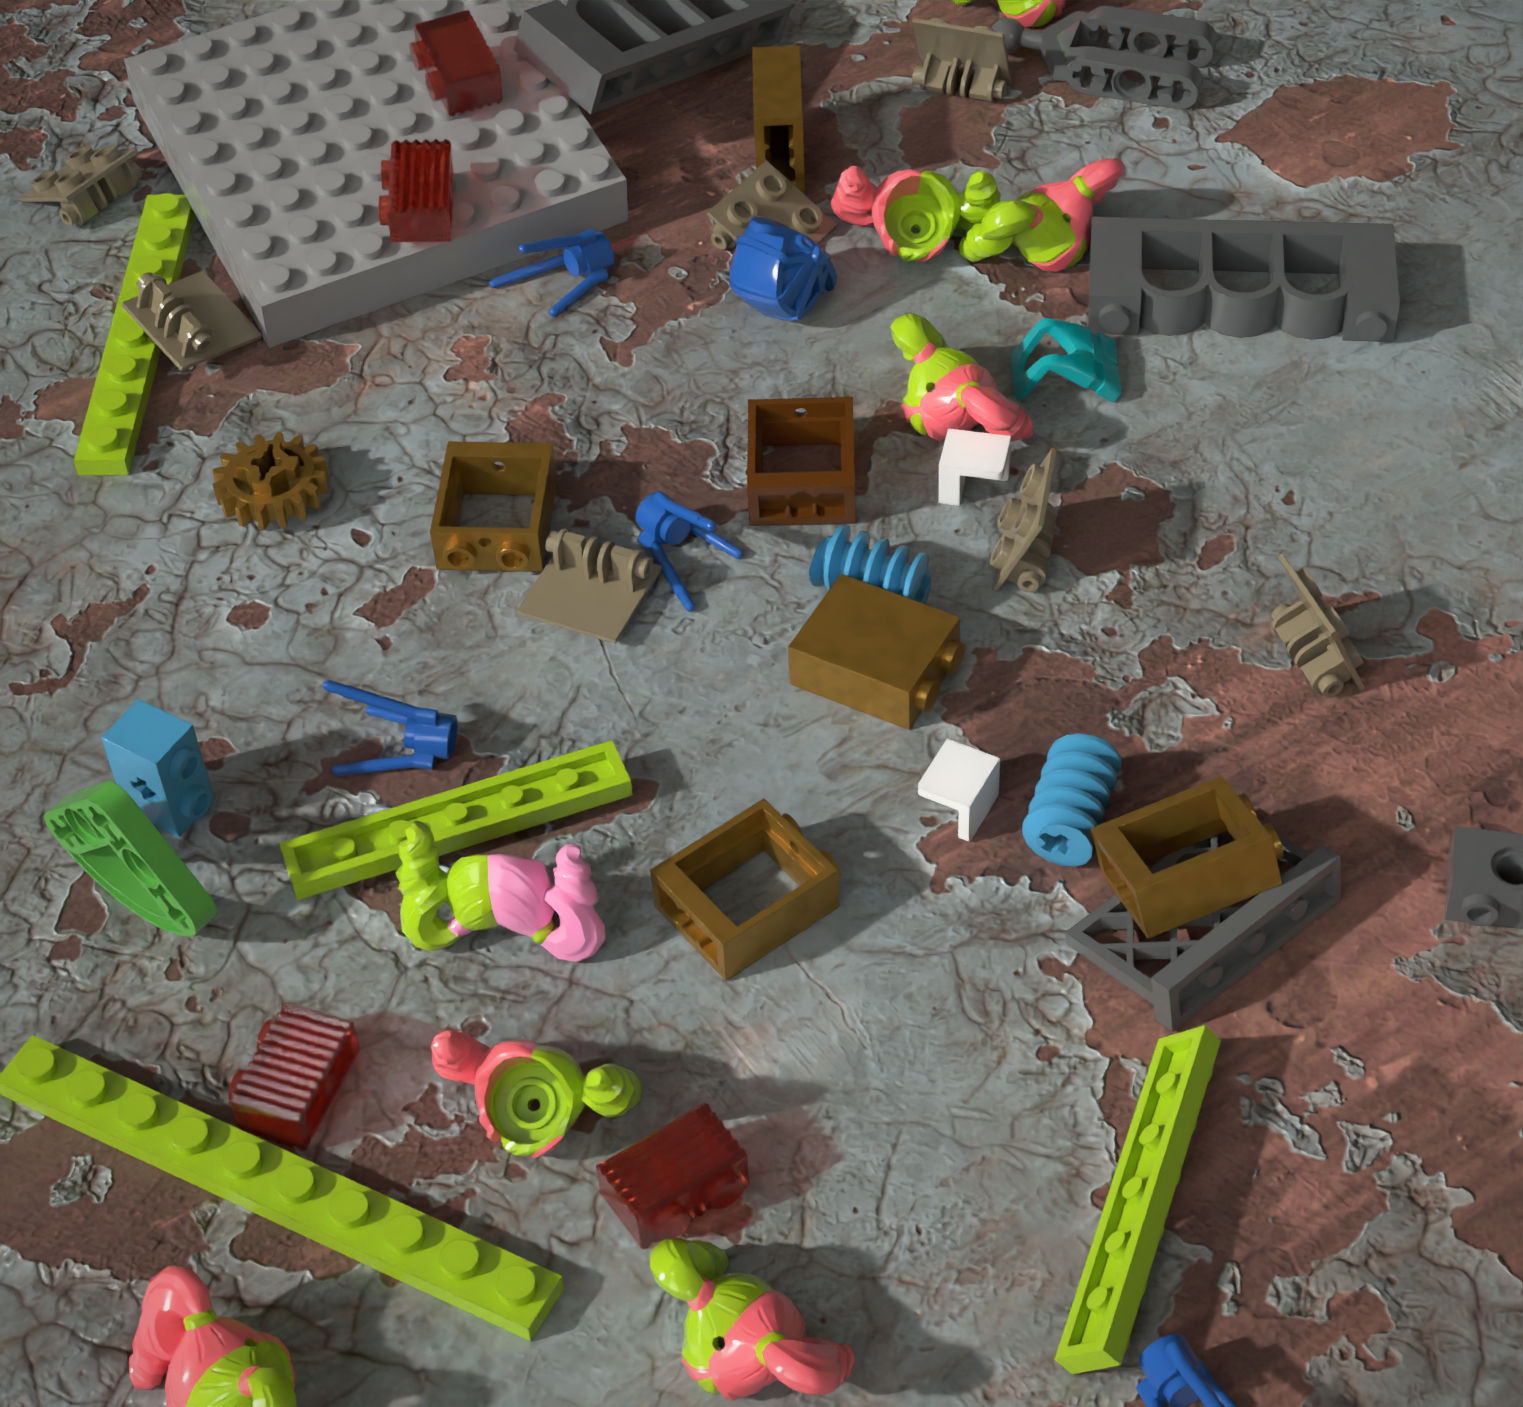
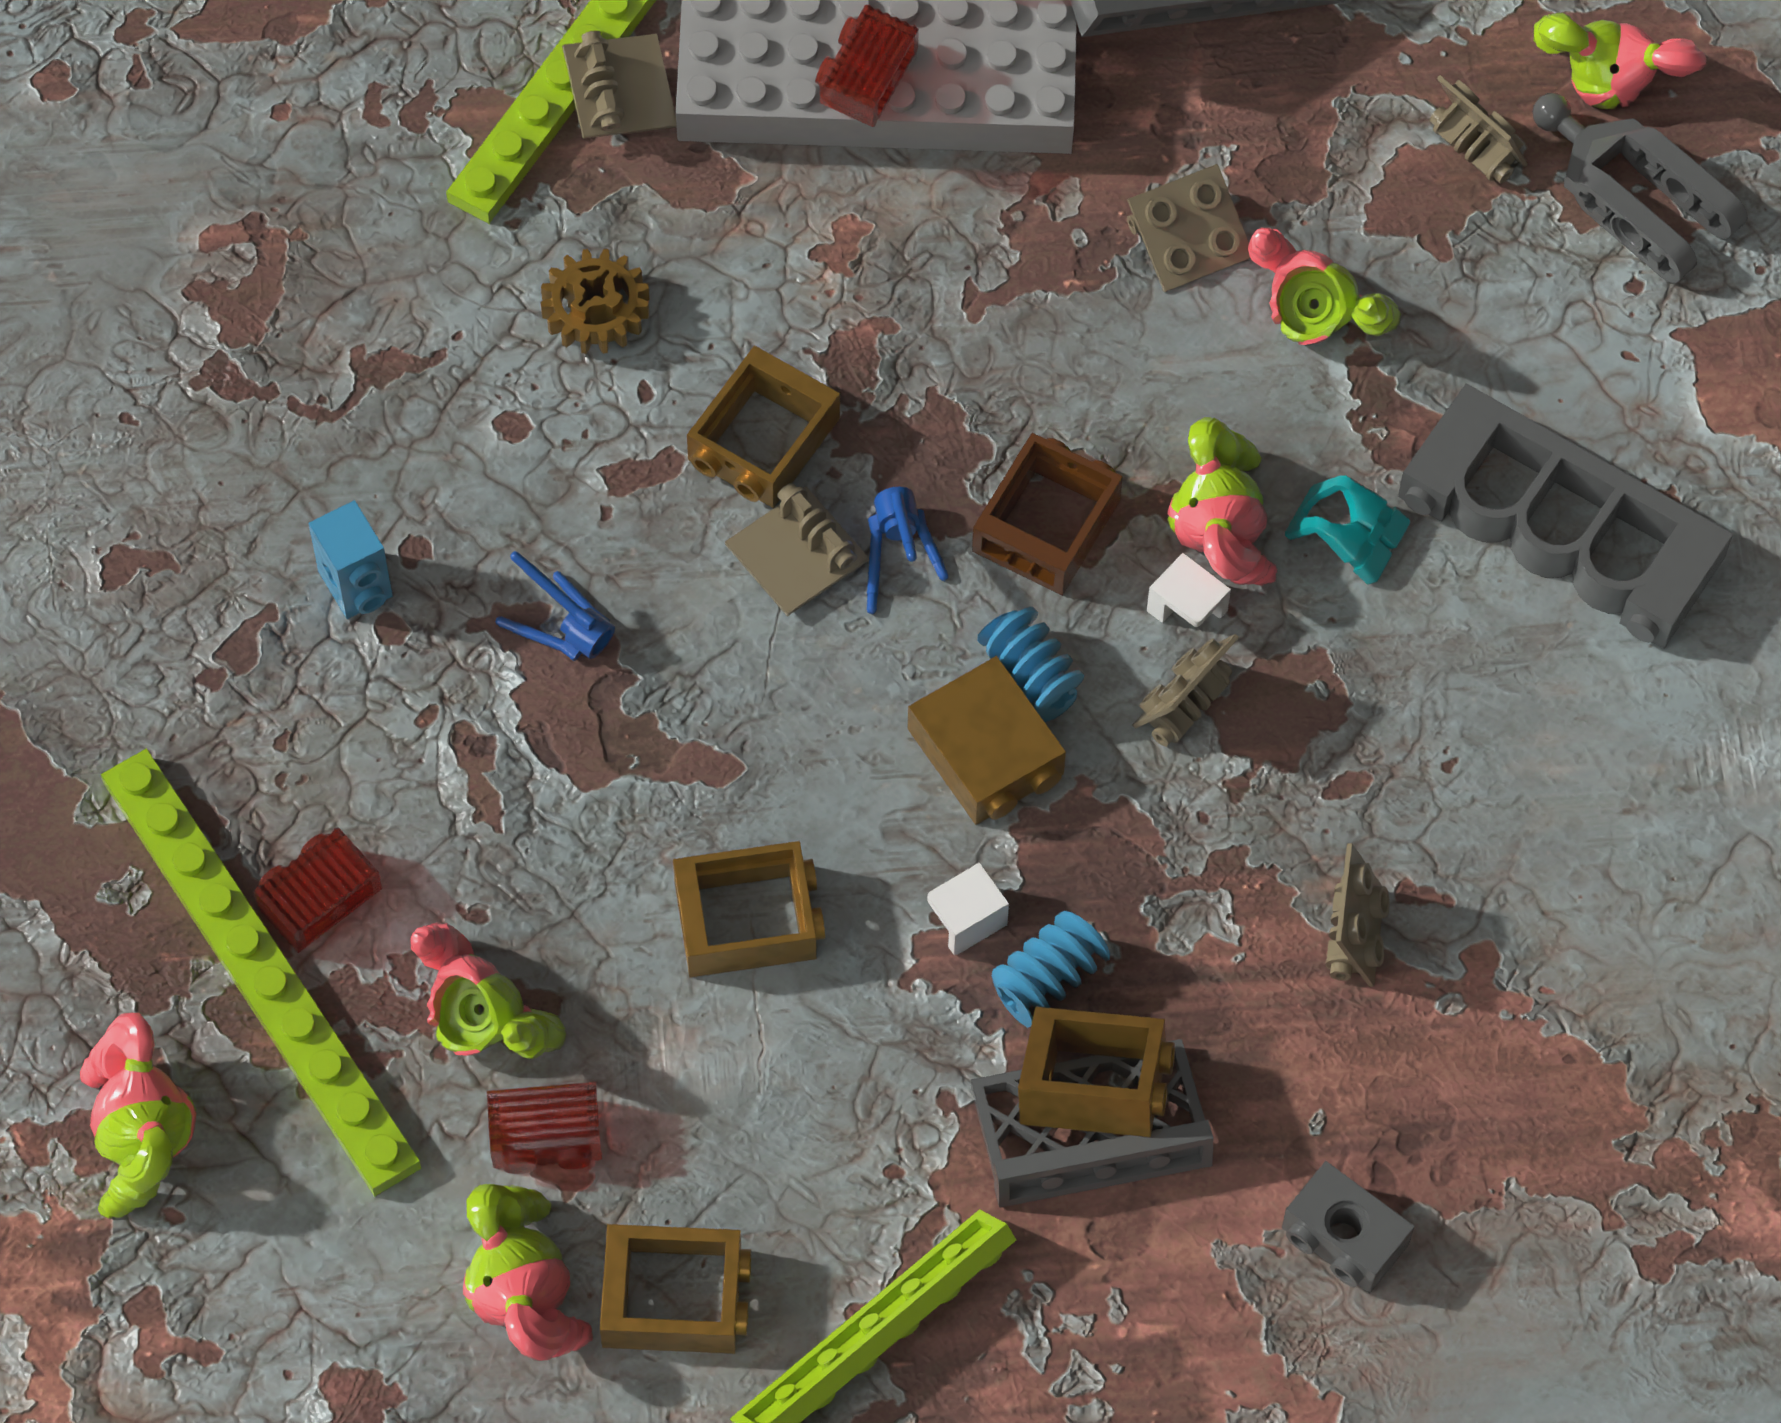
camera: 25 degrees right, 15 degrees up
(130, 858) = (285, 639): bright green beam -> none
(457, 818) = (563, 722): lime plate -> none
(495, 893) = (552, 812): hair -> none
(587, 257) = (999, 184): blue plant -> none
(779, 111) = (1259, 118): pearl gold brick -> none
(779, 270) = (1149, 300): blue piece -> none
(892, 1328) = (666, 1334): none -> pearl gold window
(1037, 219) = (1419, 351): lime hair -> none

